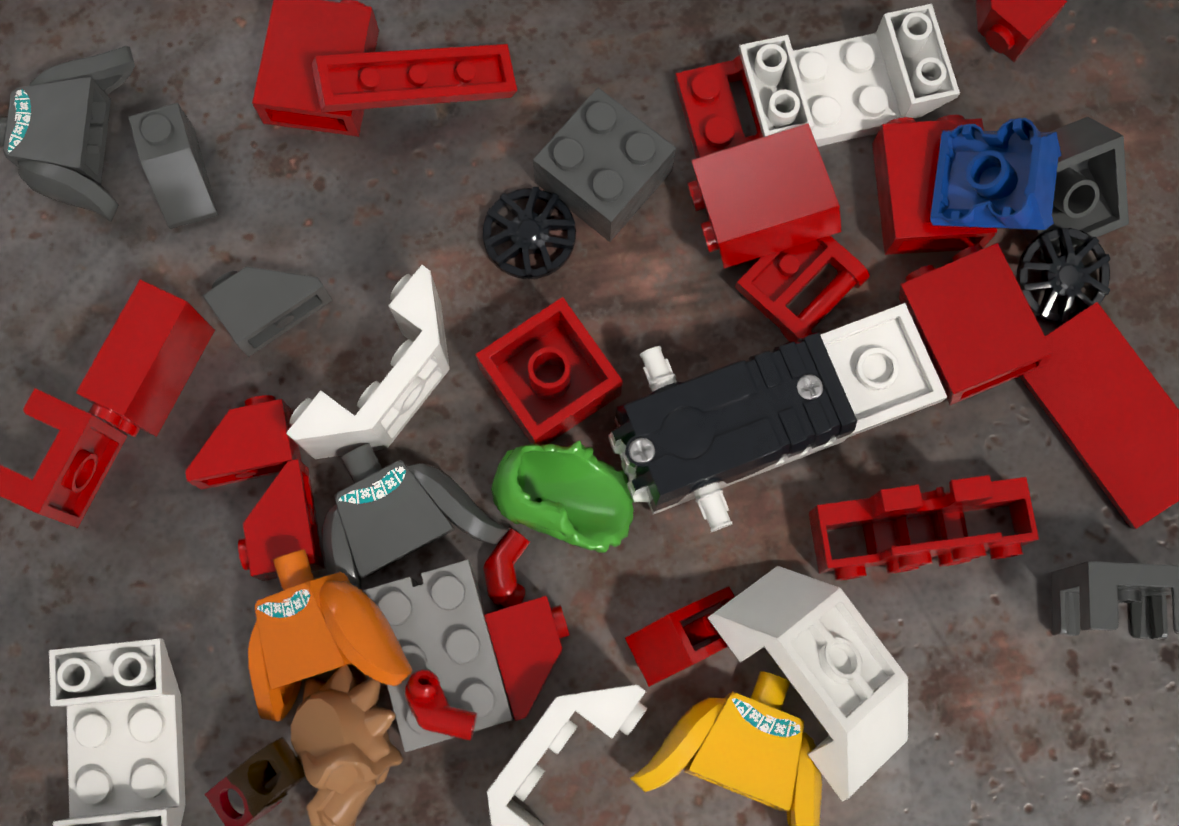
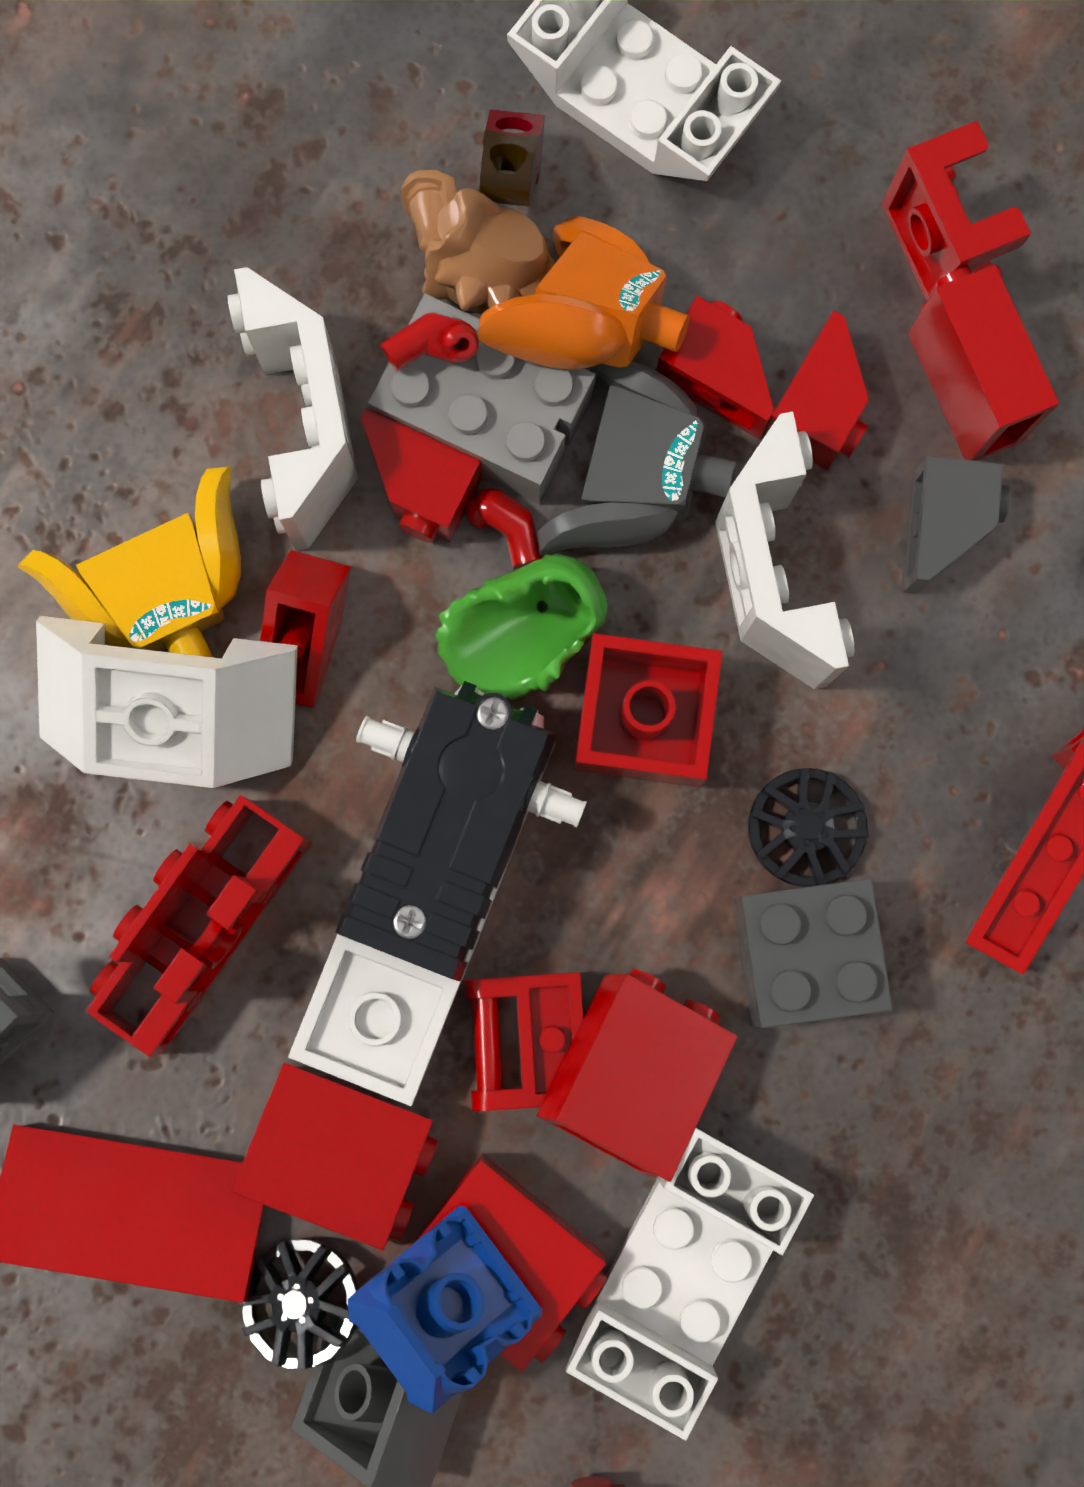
camera: 130 degrees right, 5 degrees up
(711, 106) = (773, 1118): red plate -> none

